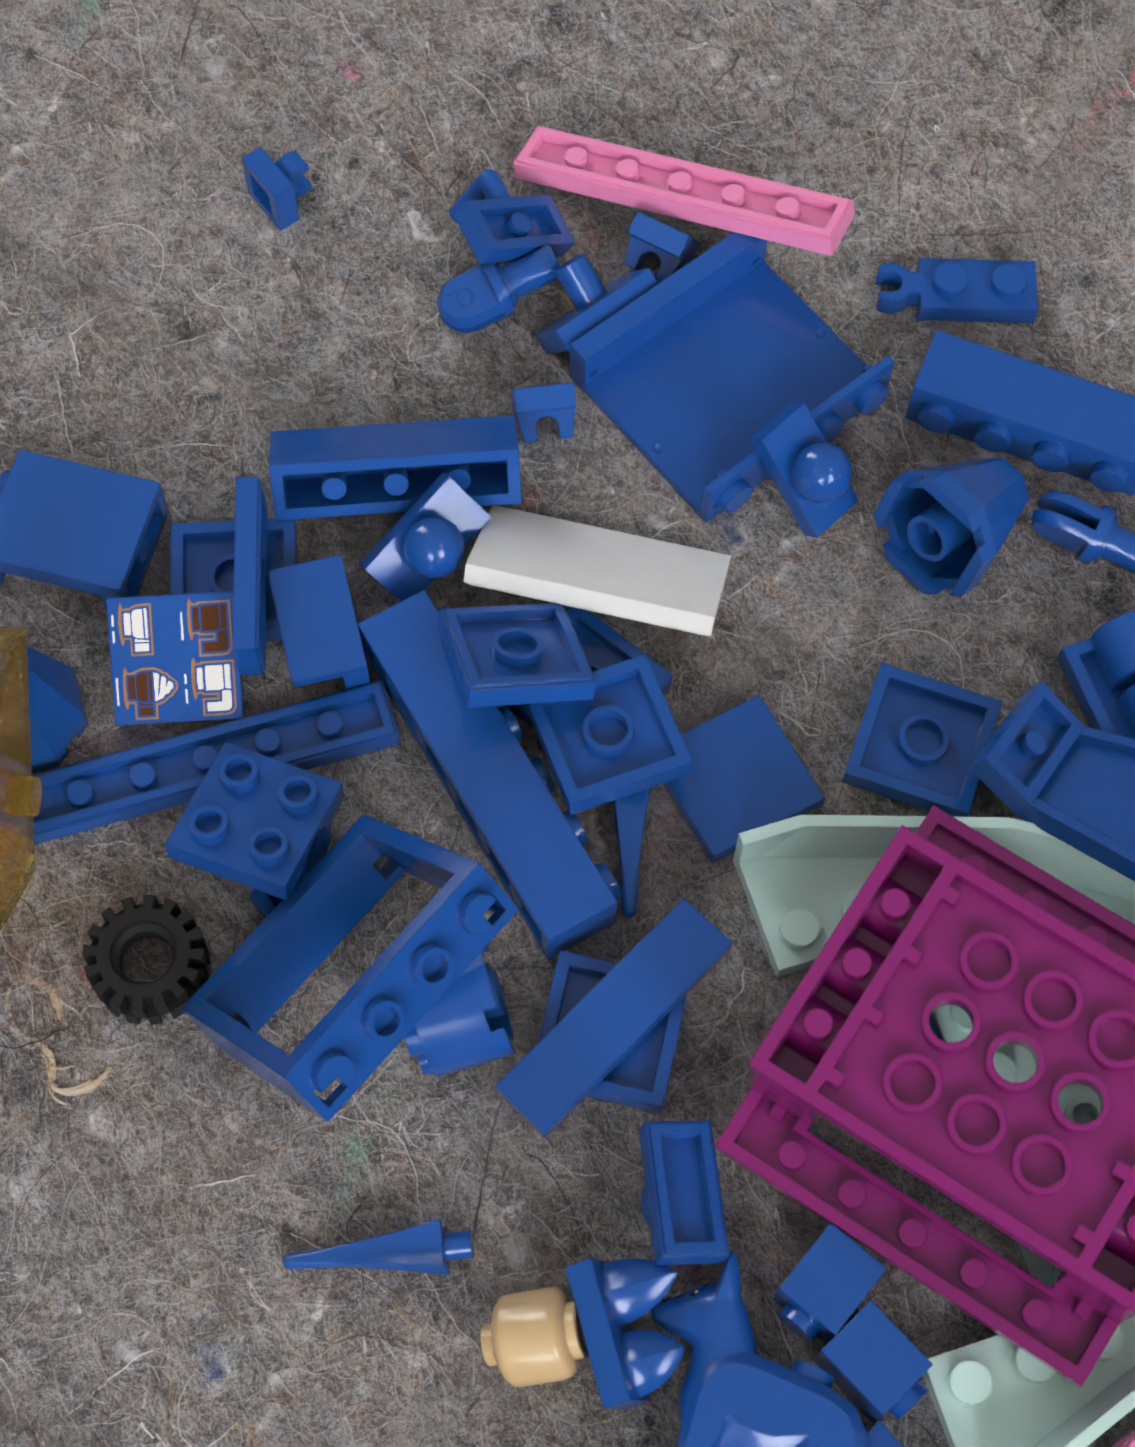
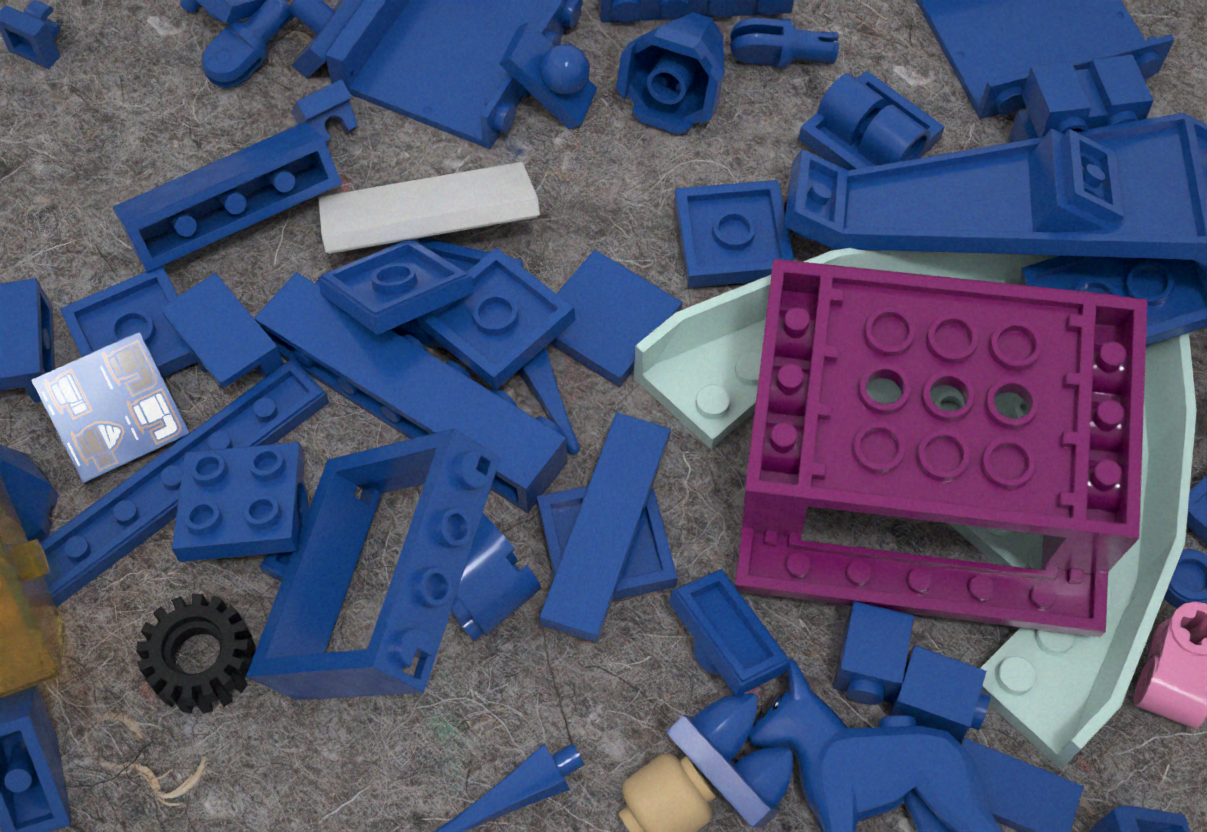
camera: 25 degrees left, 5 degrees down
(250, 576) = (147, 317): blue tile -> none
(426, 540) = (279, 237): blue tile -> none

